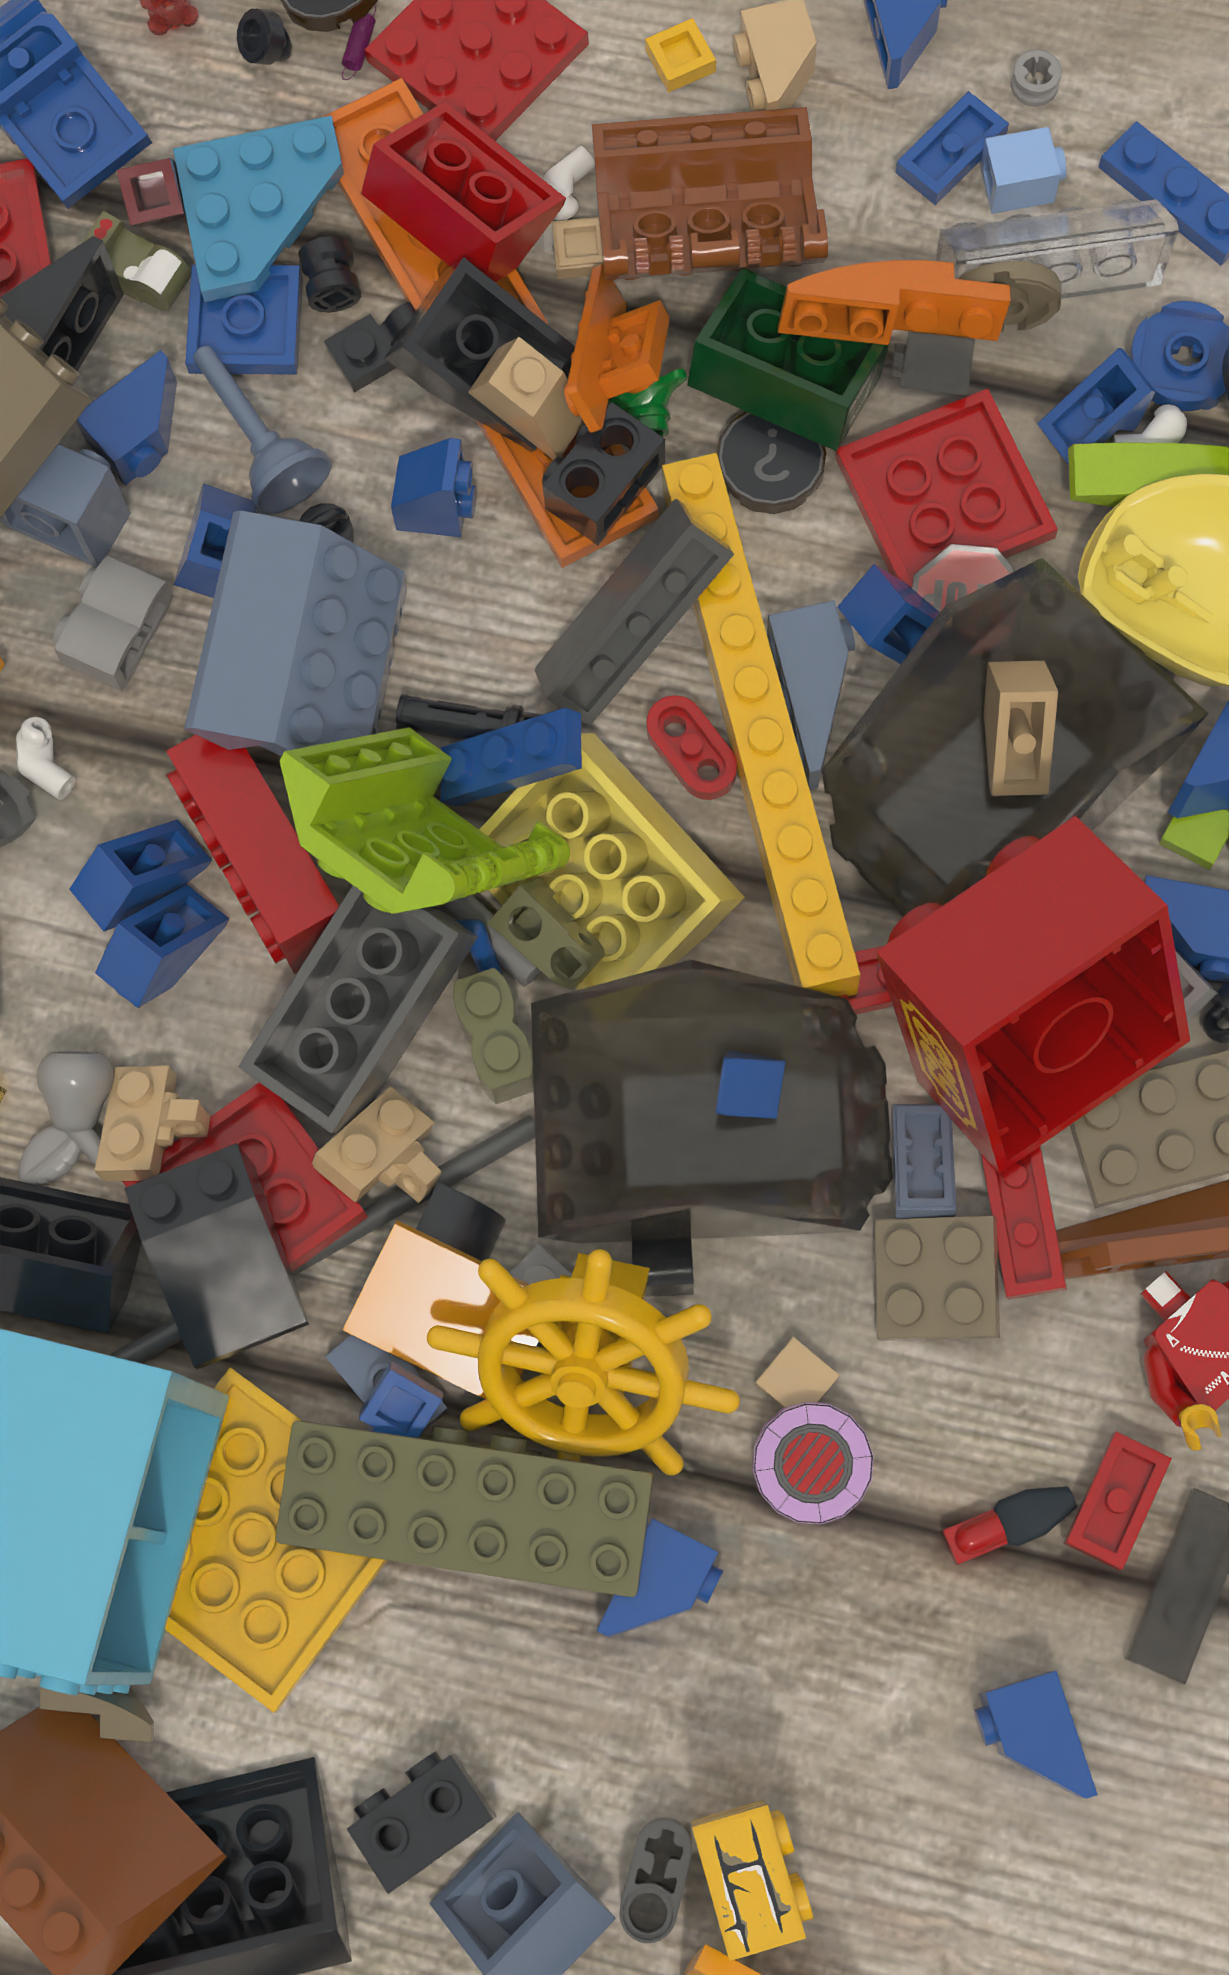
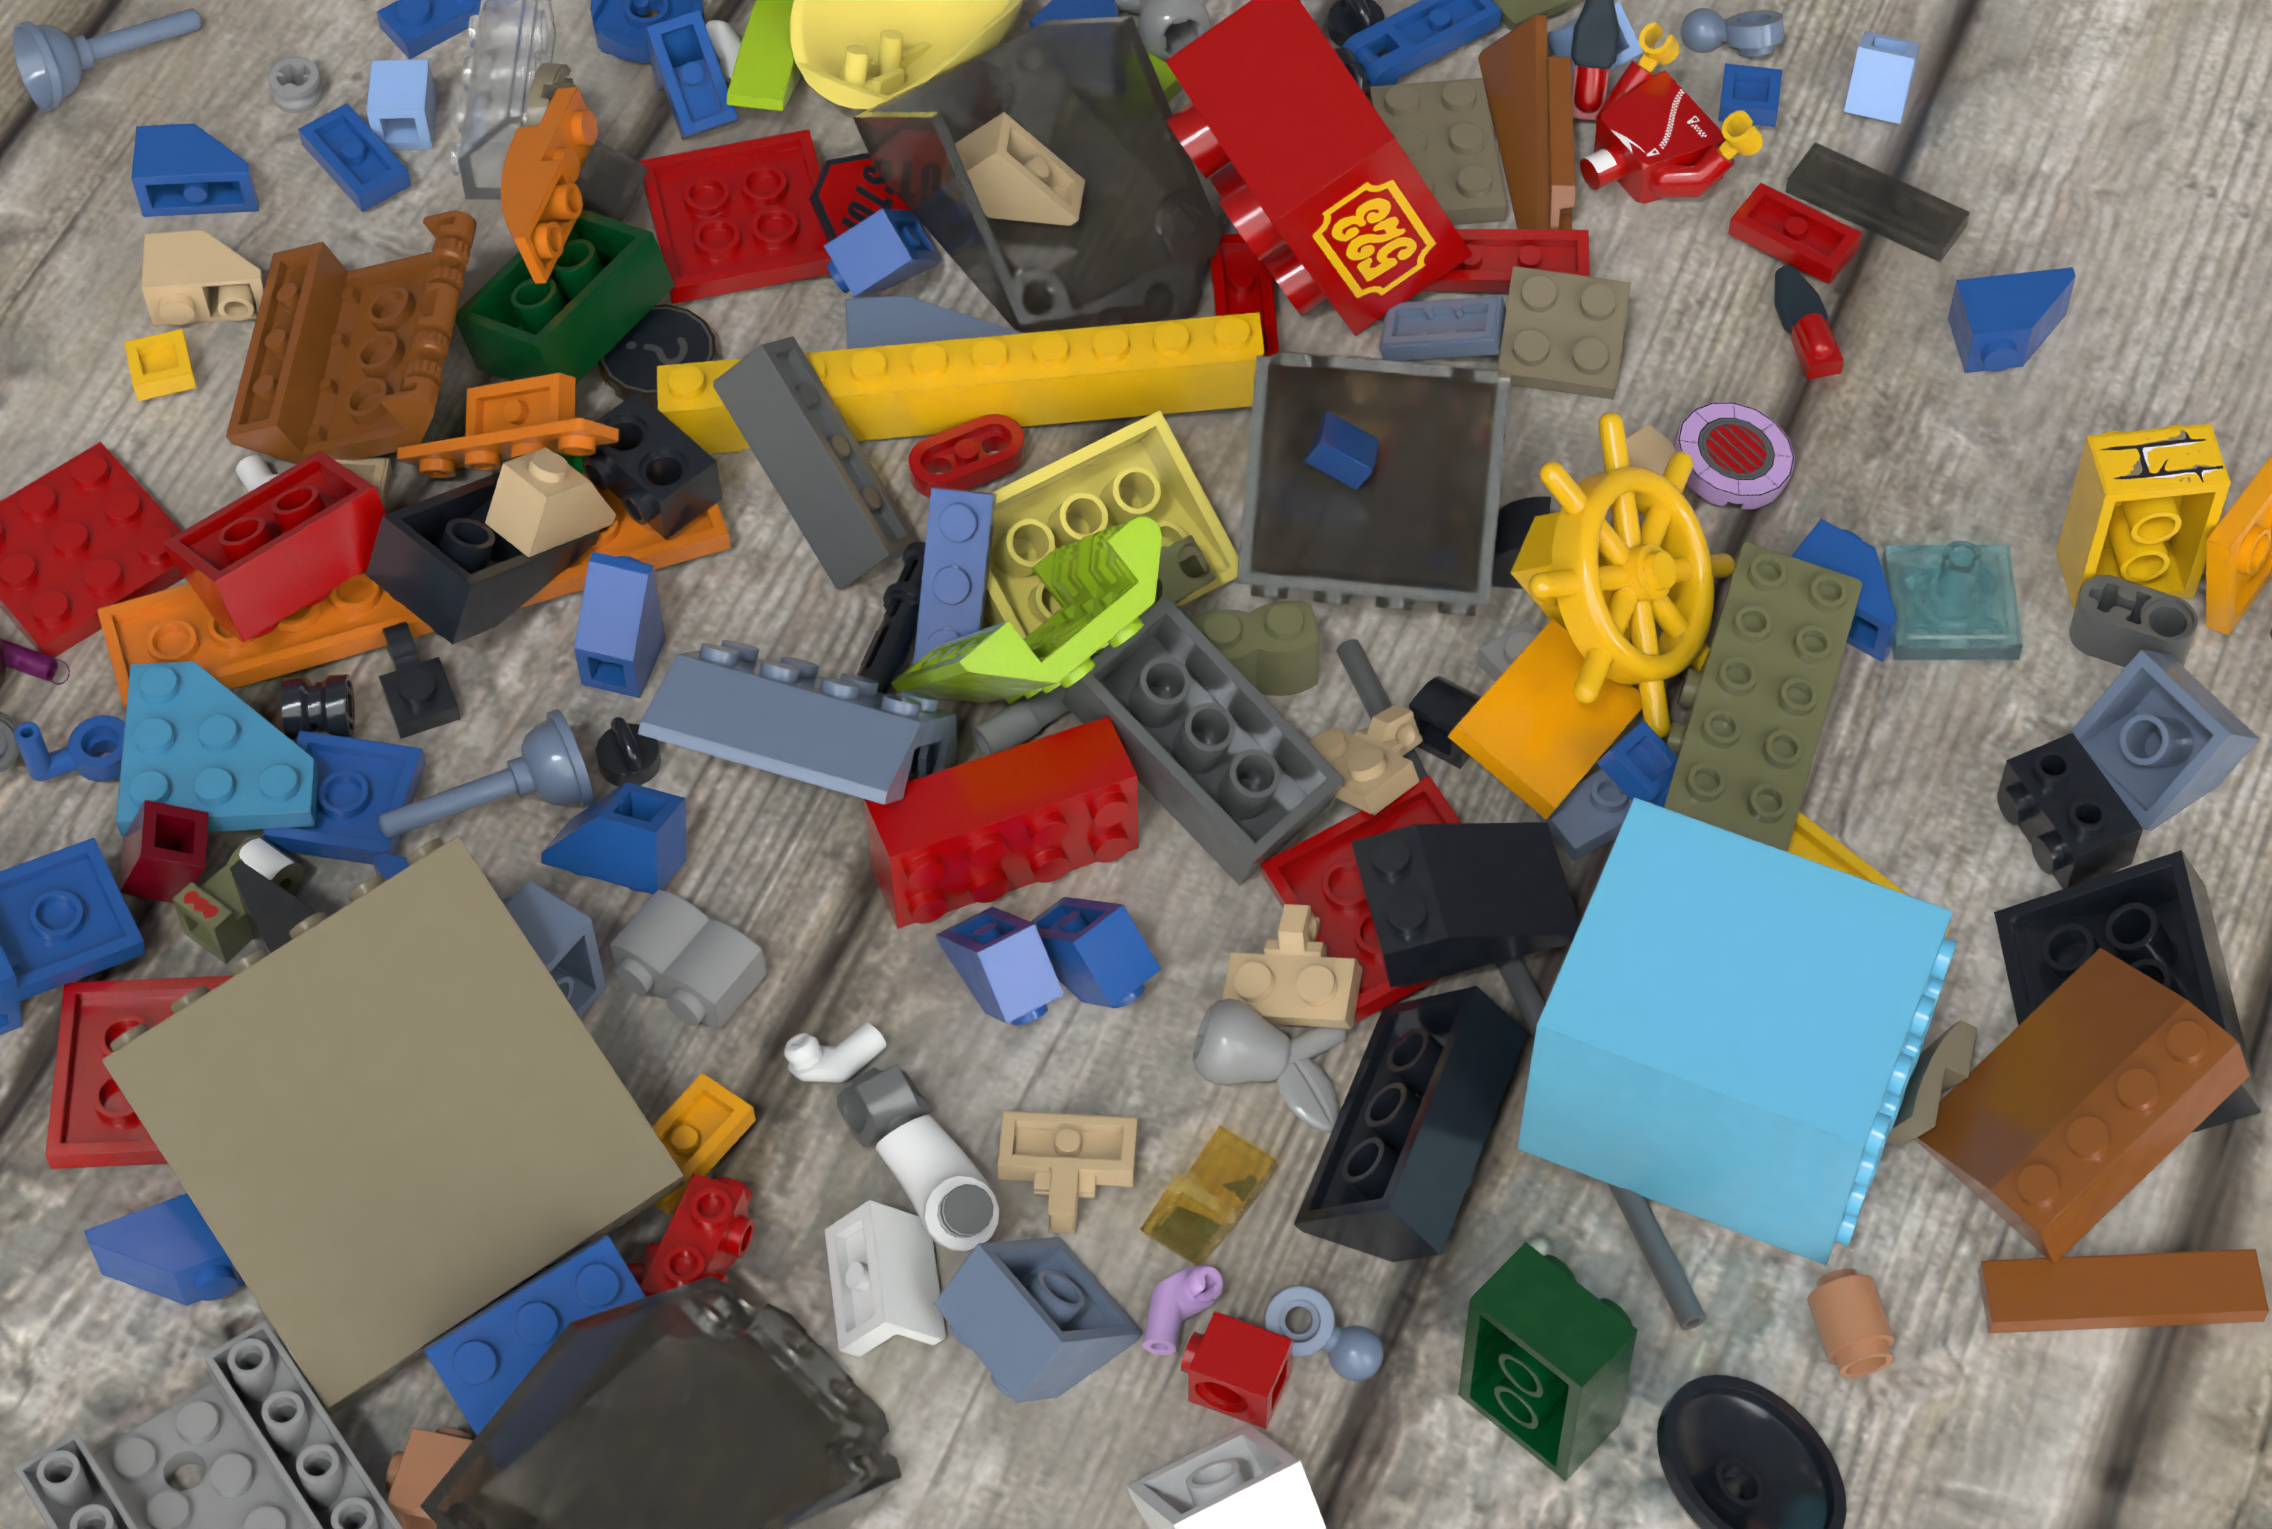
camera: 85 degrees left, 20 degrees down
(259, 109) = (85, 745): none -> blue plate
(663, 1694) = (1953, 602): none -> clear light blue plate

